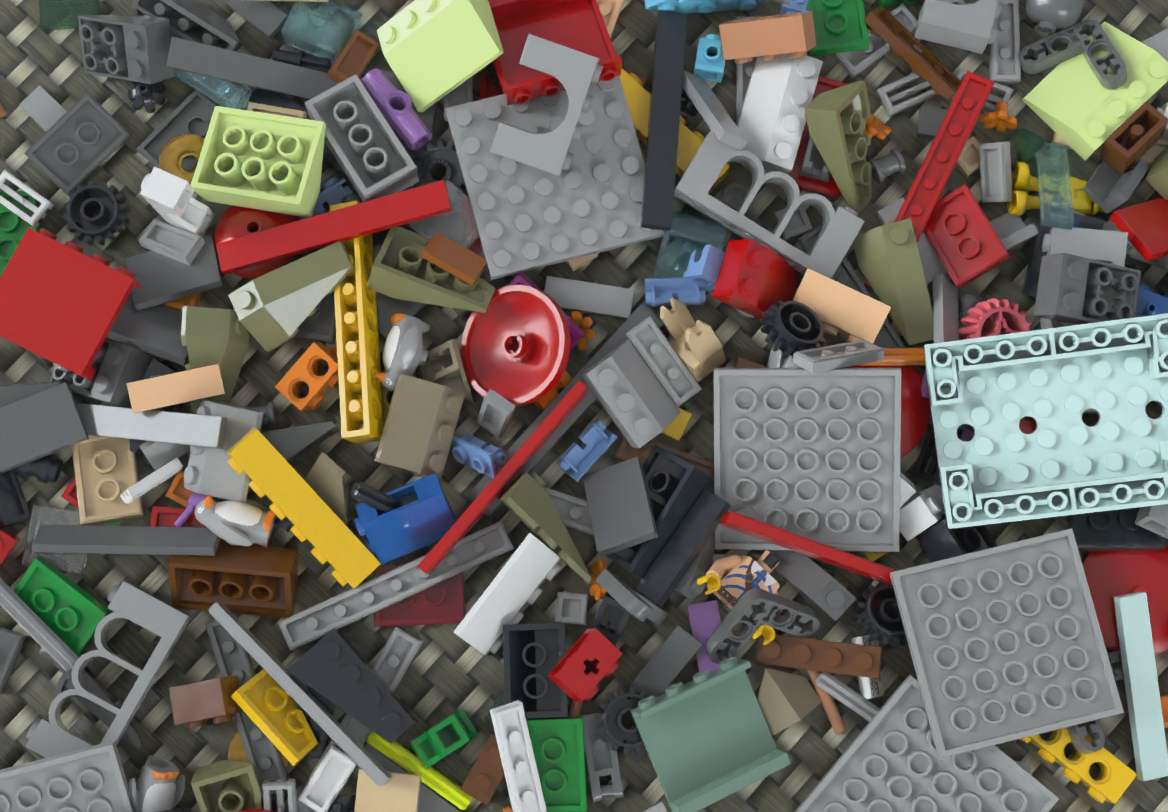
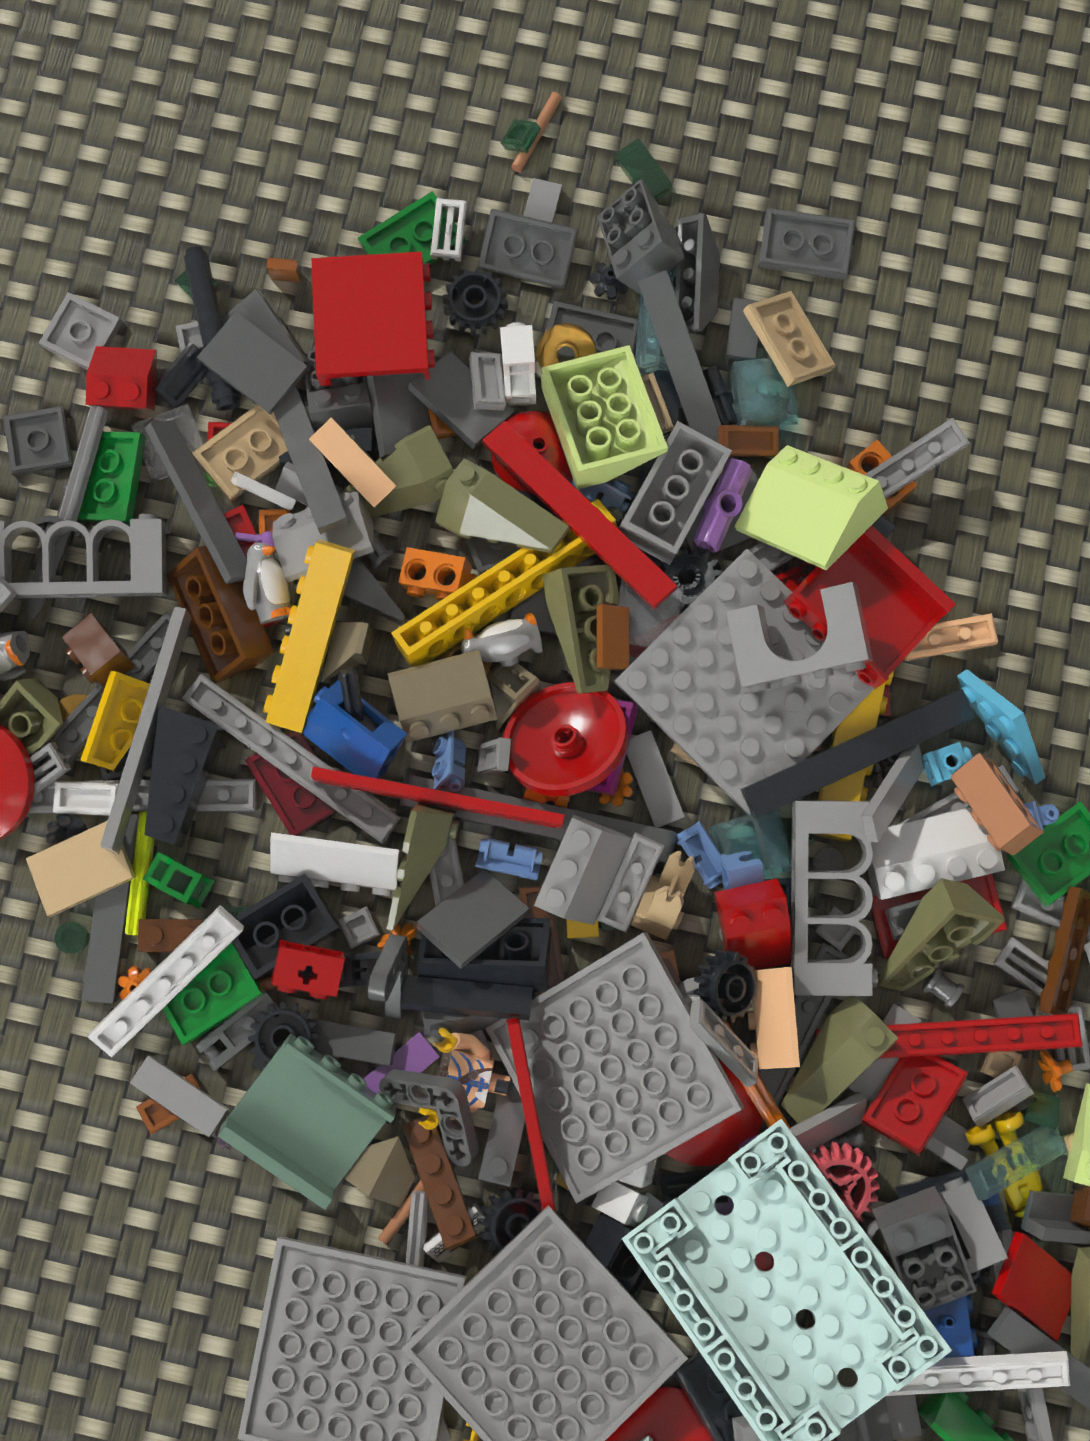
camera: 60 degrees right, 0 degrees up
(876, 127) = (973, 956): orange plant -> none

